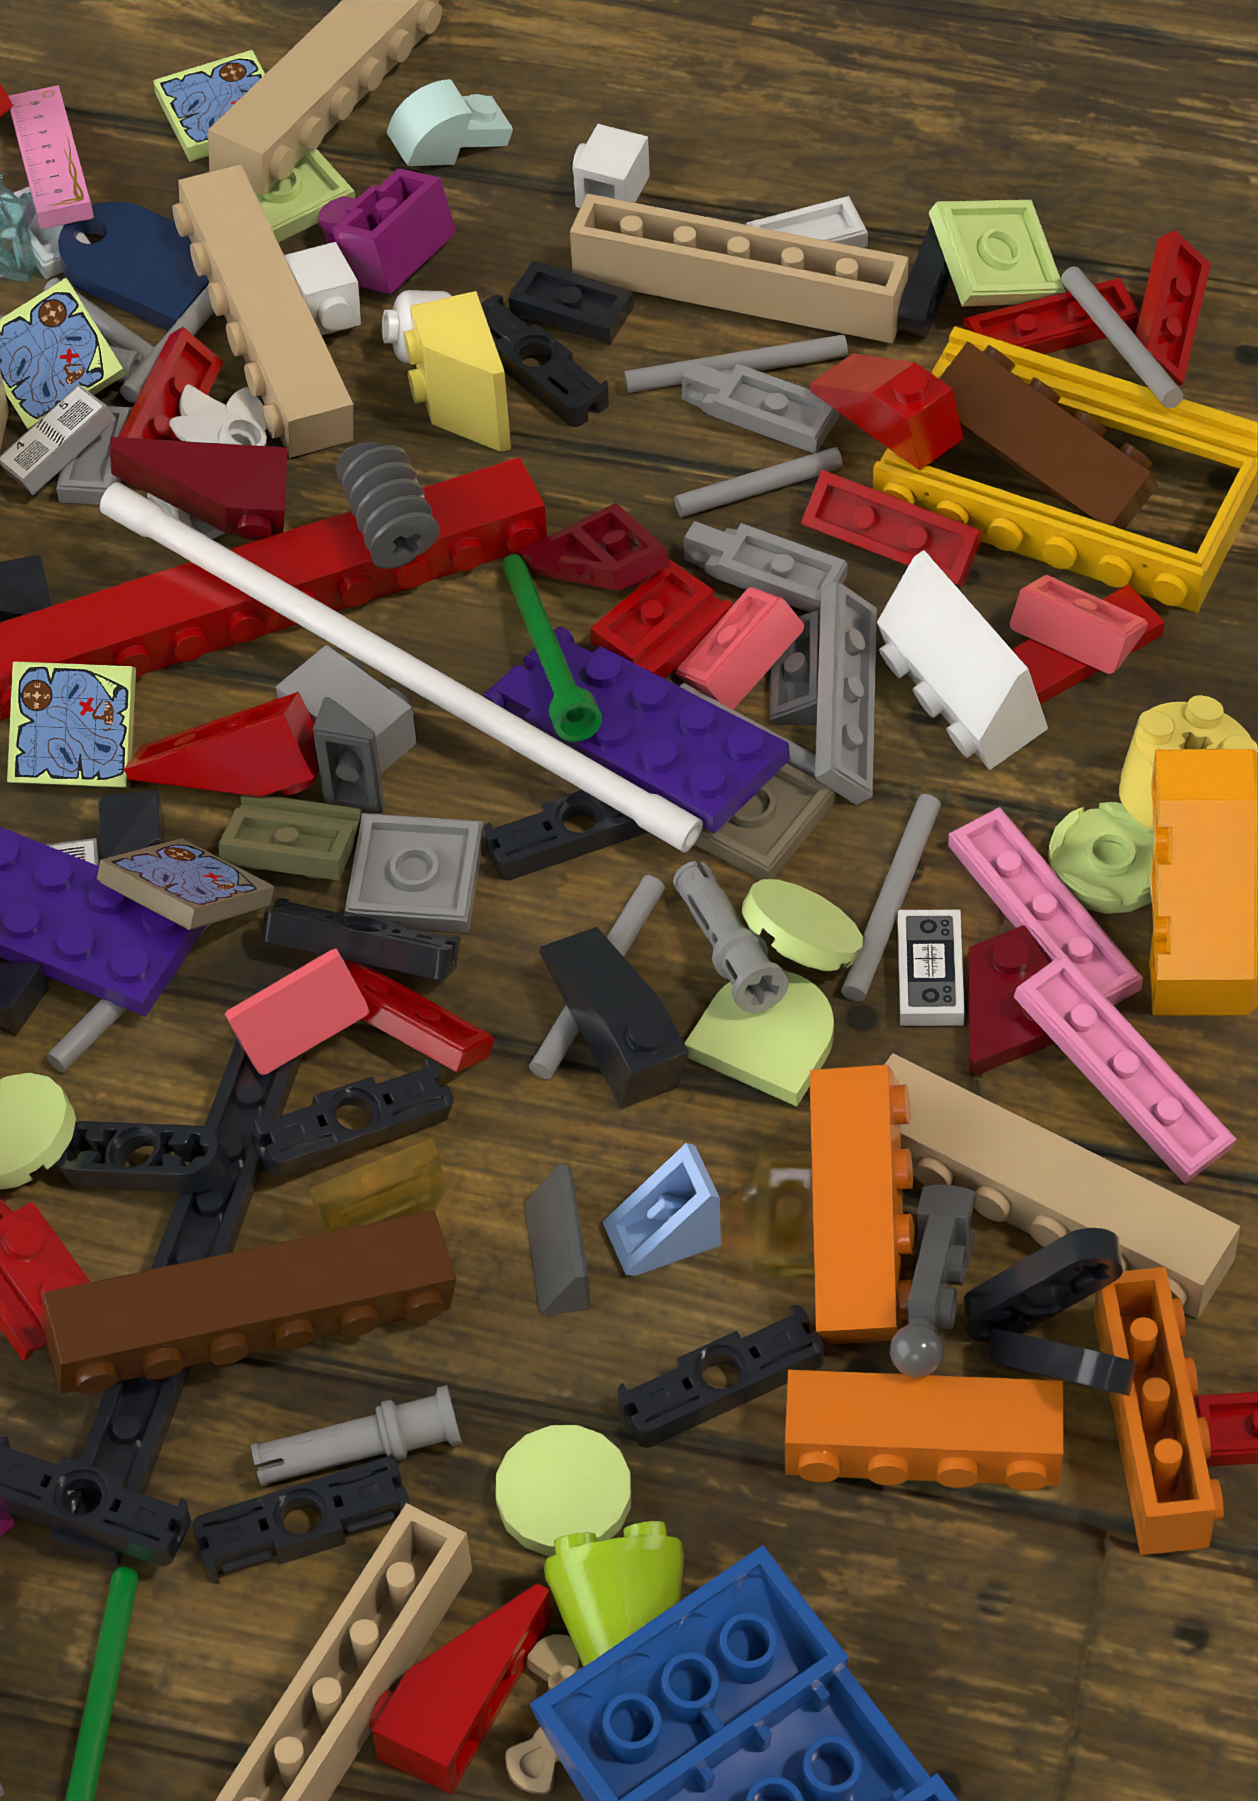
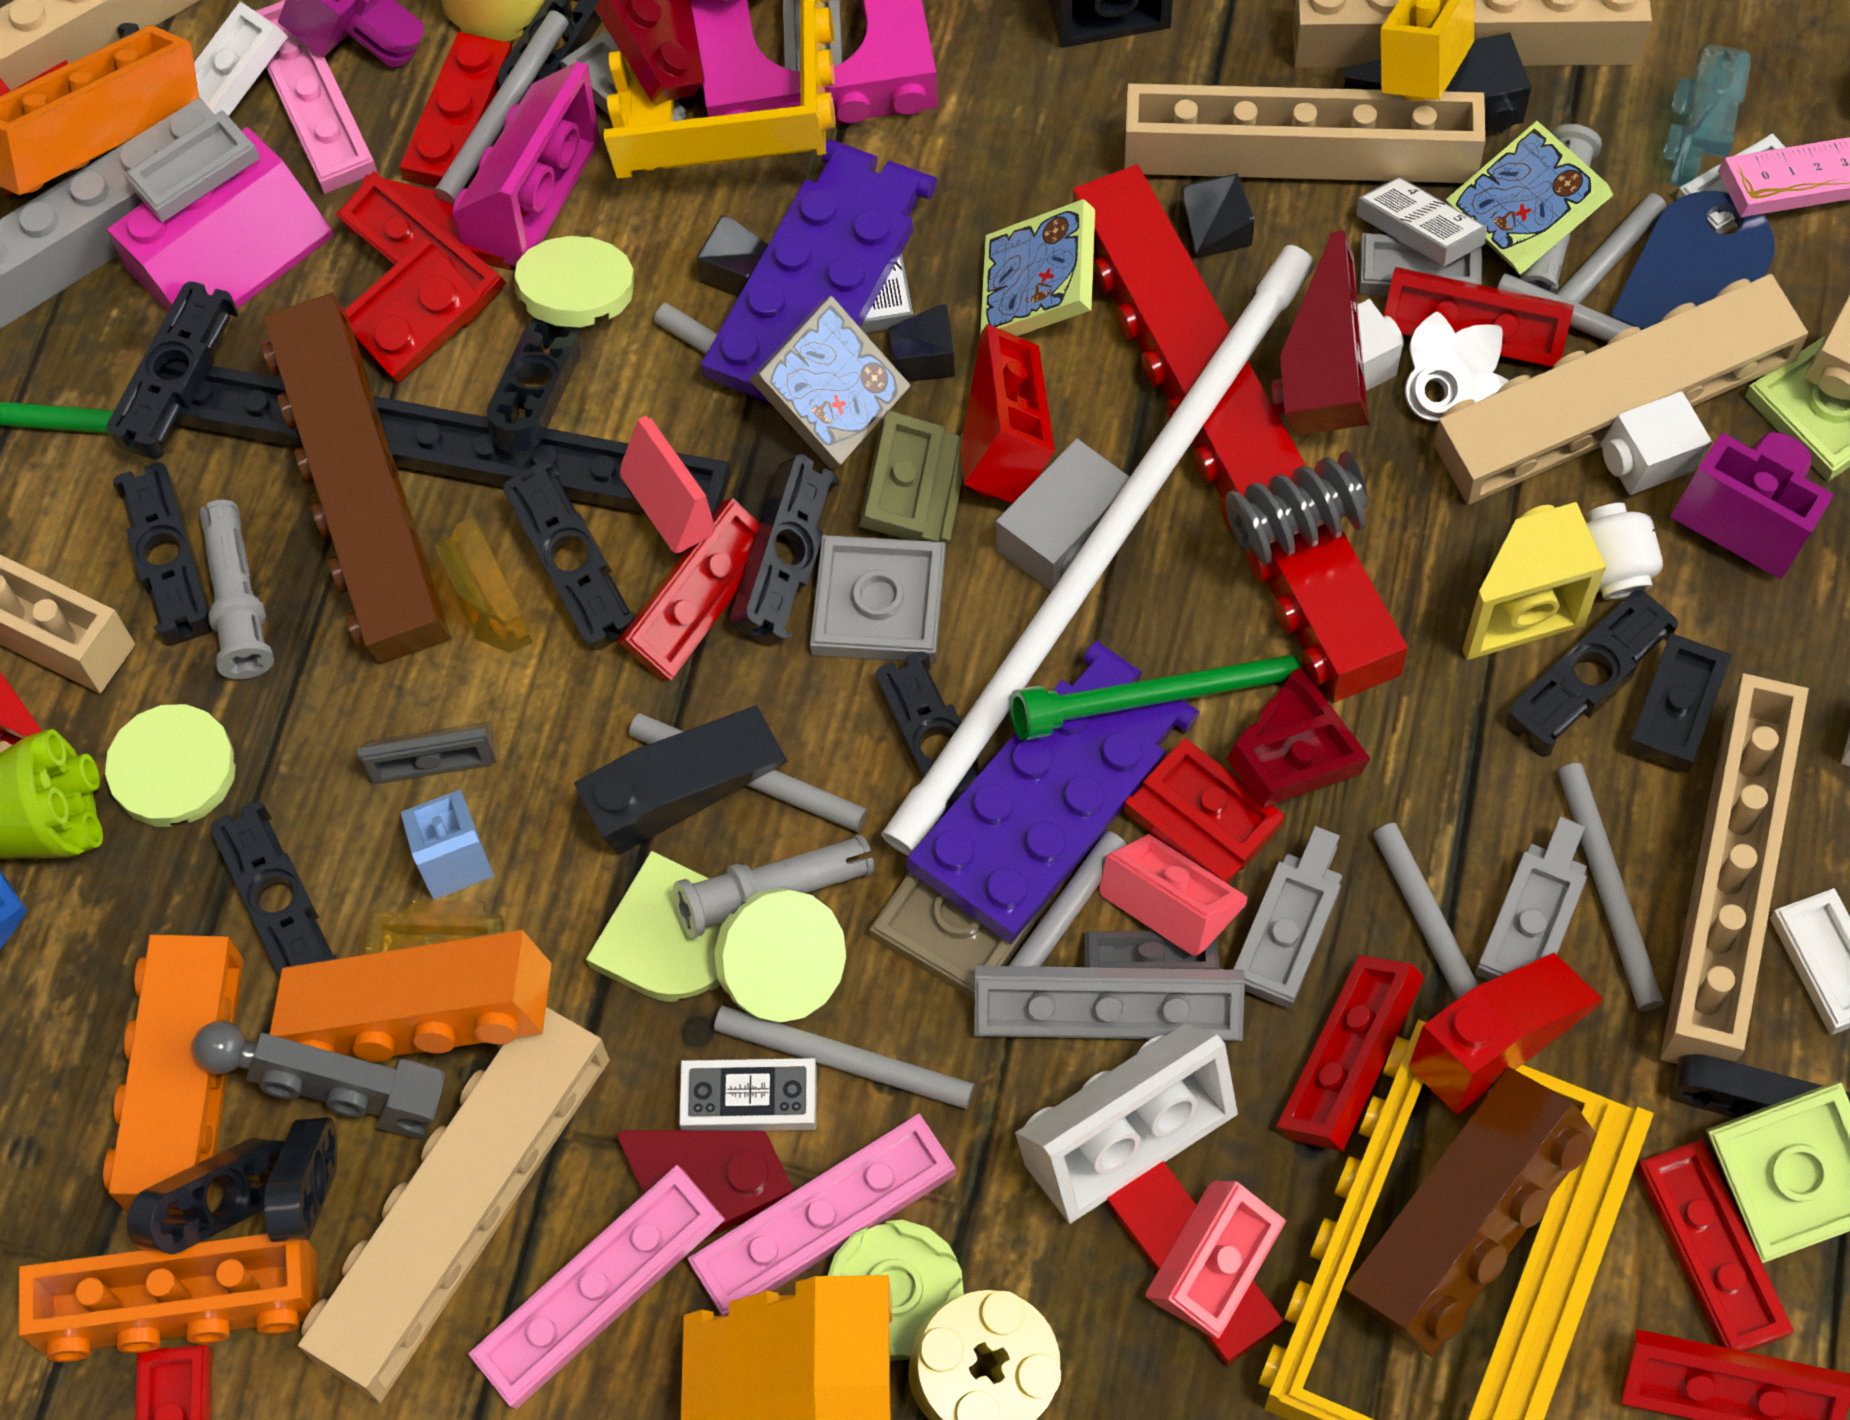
camera: 90 degrees right, 10 degrees up
(347, 759) = (986, 494): dark grey slope -> none
(1122, 337) = (1658, 1314): light grey bar -> none

